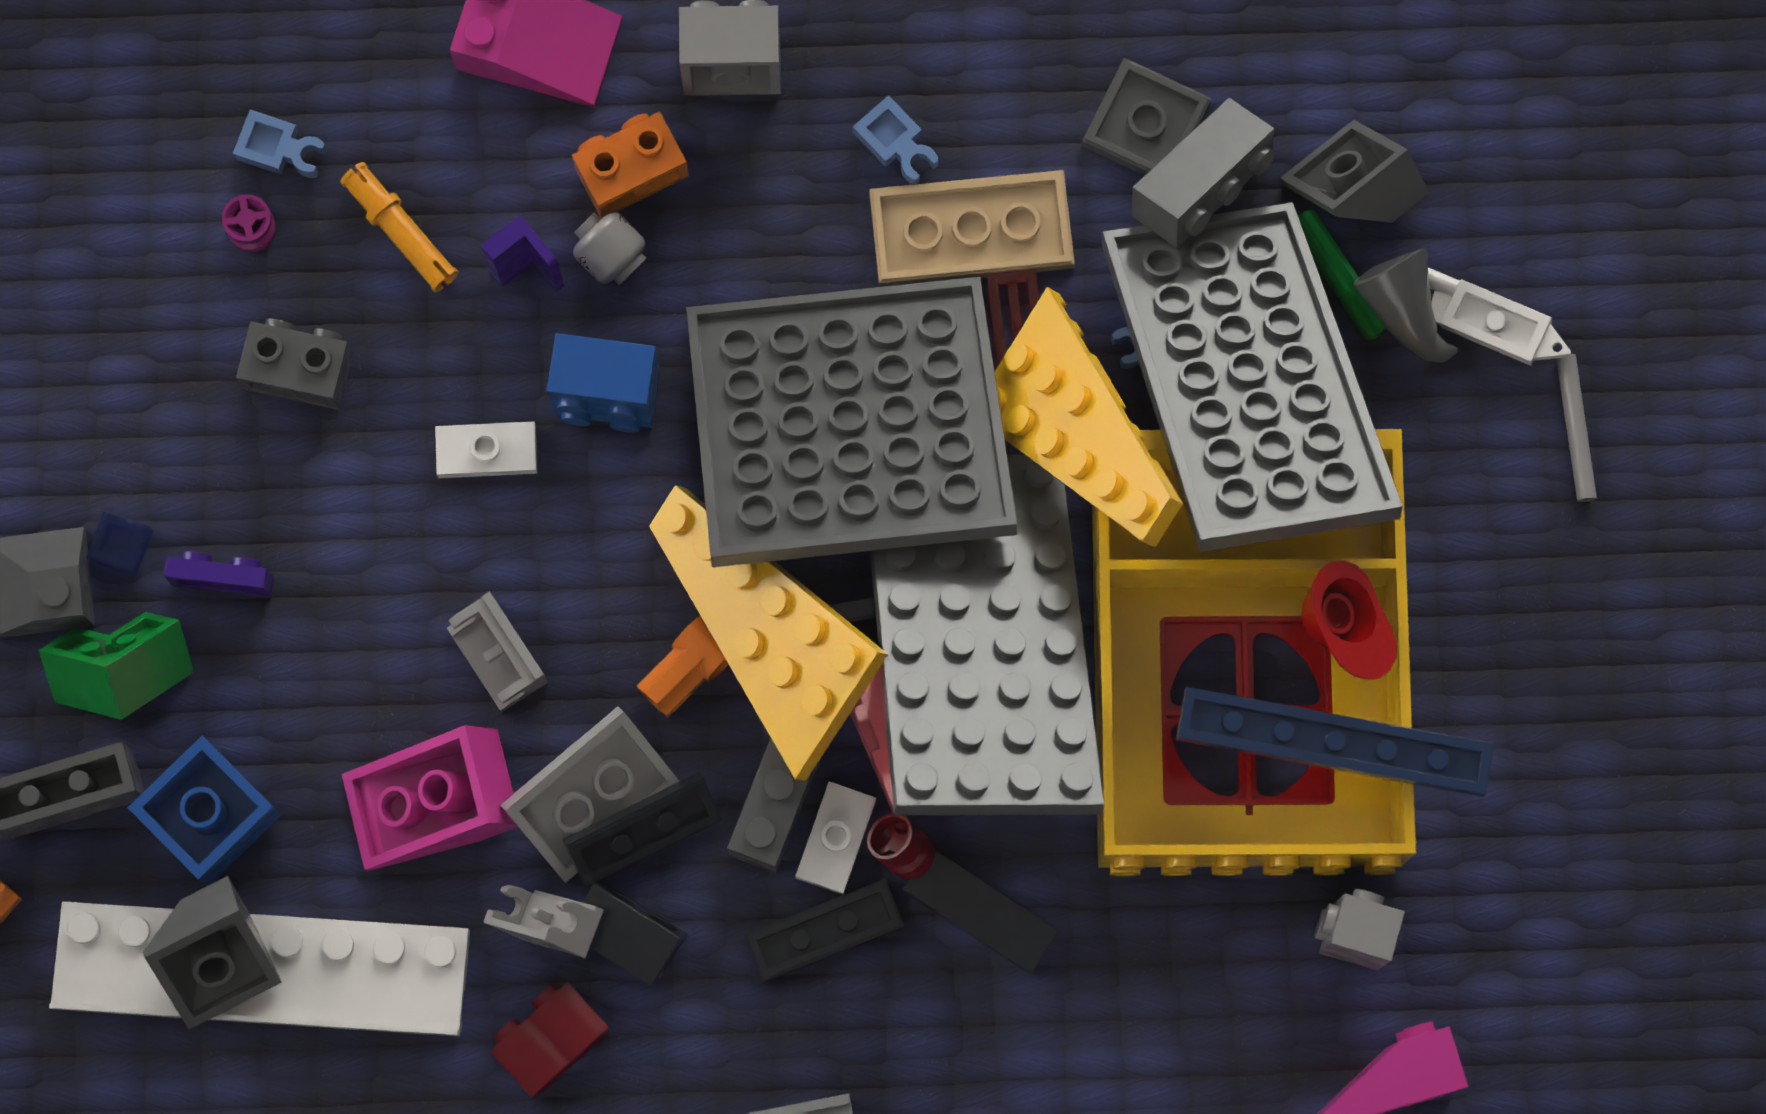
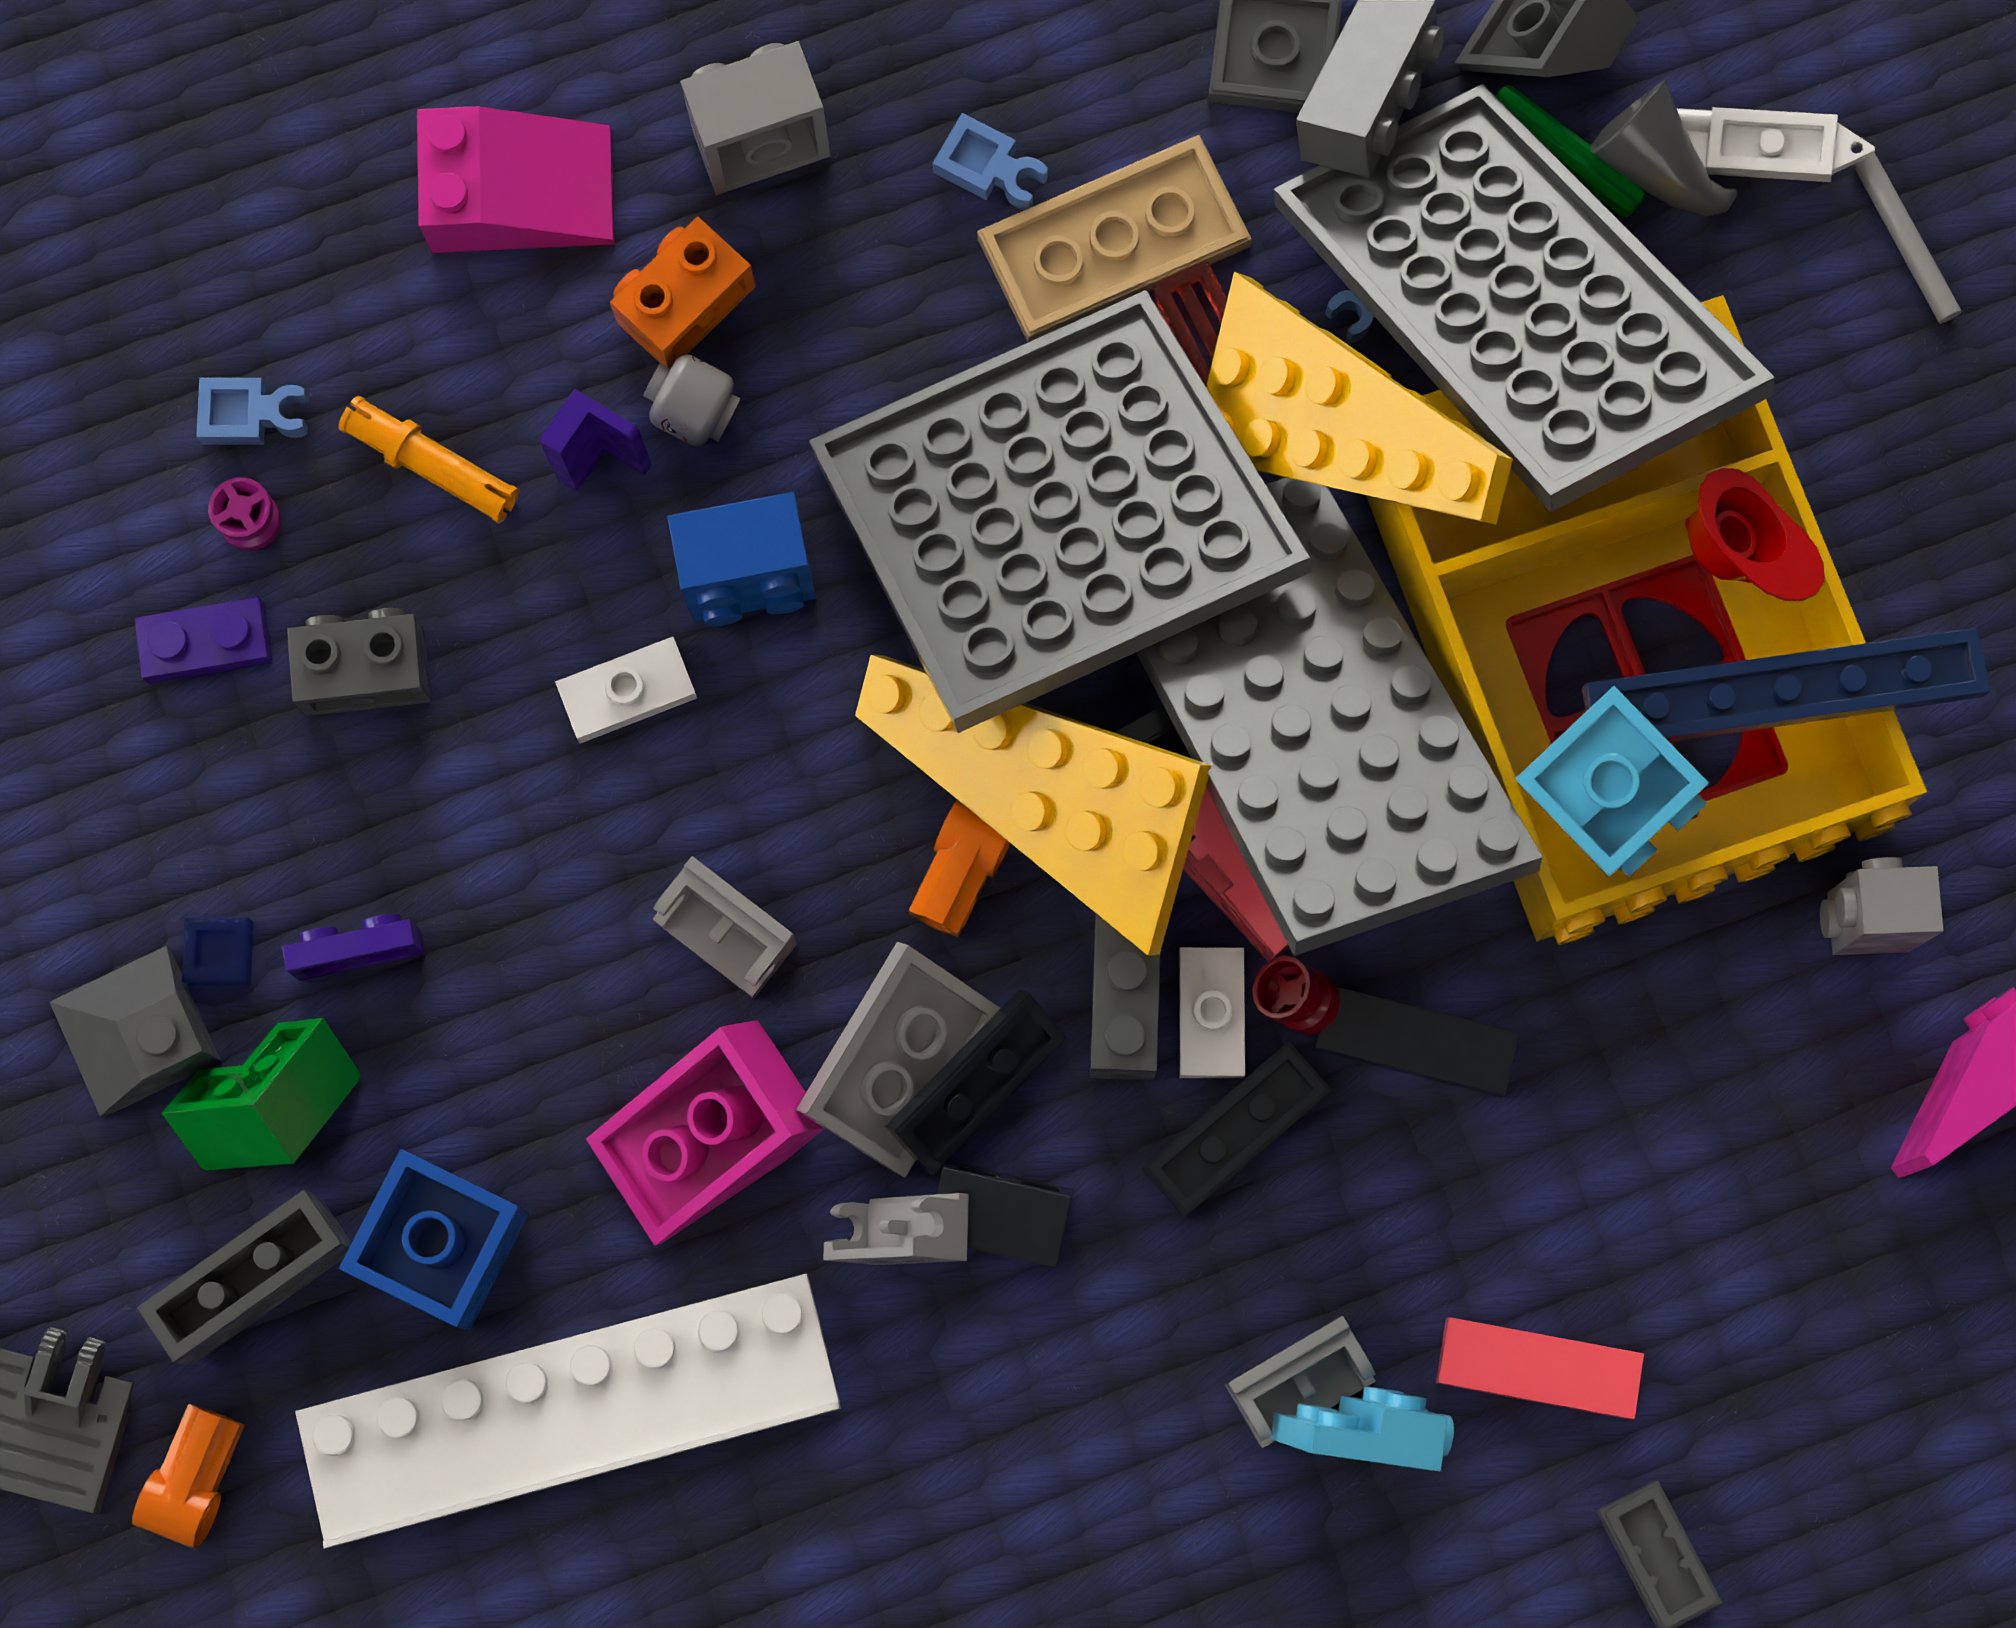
camera: 15 degrees left, 0 degrees up
(187, 307) = (203, 640): none -> dark purple plate
(210, 954) = (502, 1414): dark grey slope -> none
(549, 1040) = (953, 1375): dark red brick -> none
(1177, 769) = (1614, 784): none -> medium azure plate

